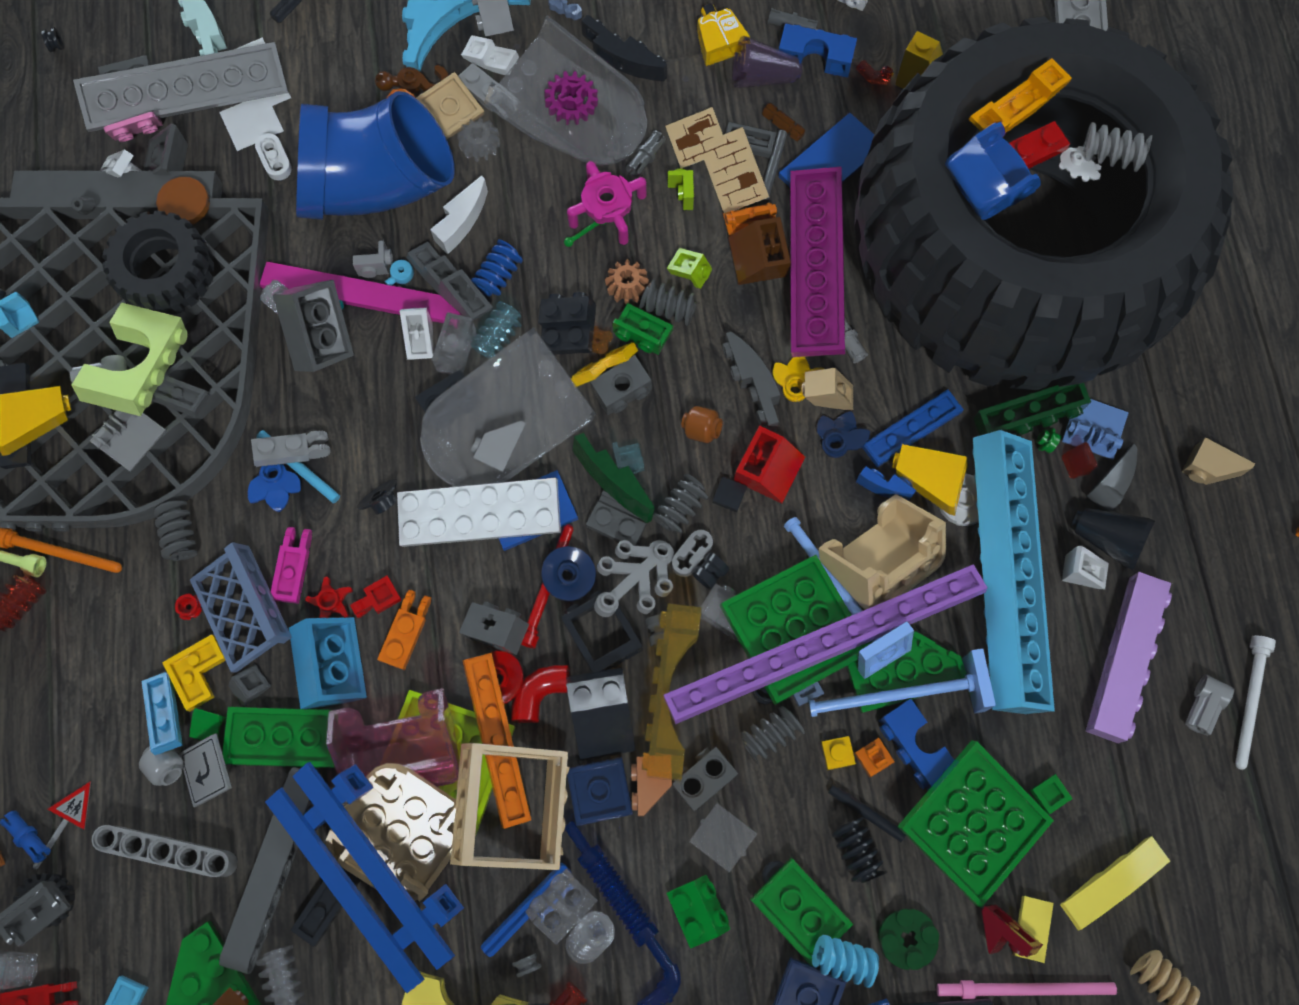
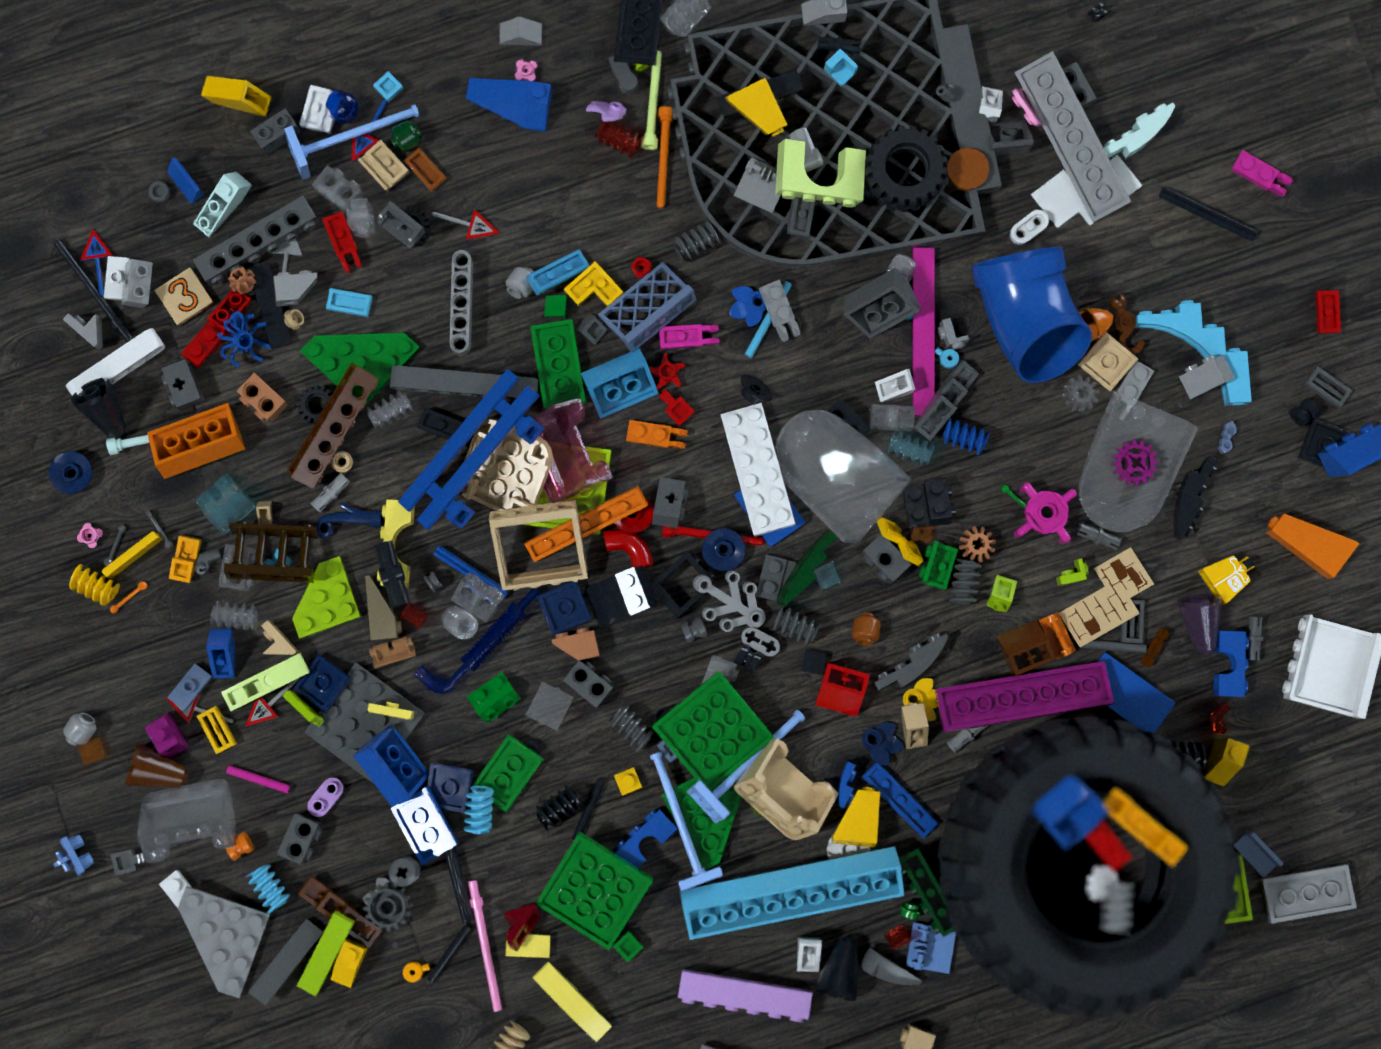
camera: 75 degrees right, 10 degrees up
(25, 836) = (452, 200): blue pin -> none
(205, 770) = (523, 316): light grey piece -> none
(460, 215) = (1008, 395): white slope -> none
(488, 56) = (1165, 383): white slope -> none
(497, 445) = (813, 472): light grey slope -> none
(666, 752) = (598, 651): clear yellow arch -> none
(823, 644) = (703, 756): medium lavender plate -> none
(874, 757) = (630, 809): orange tile -> none
(892, 943) = (492, 860): dark green plate -> none

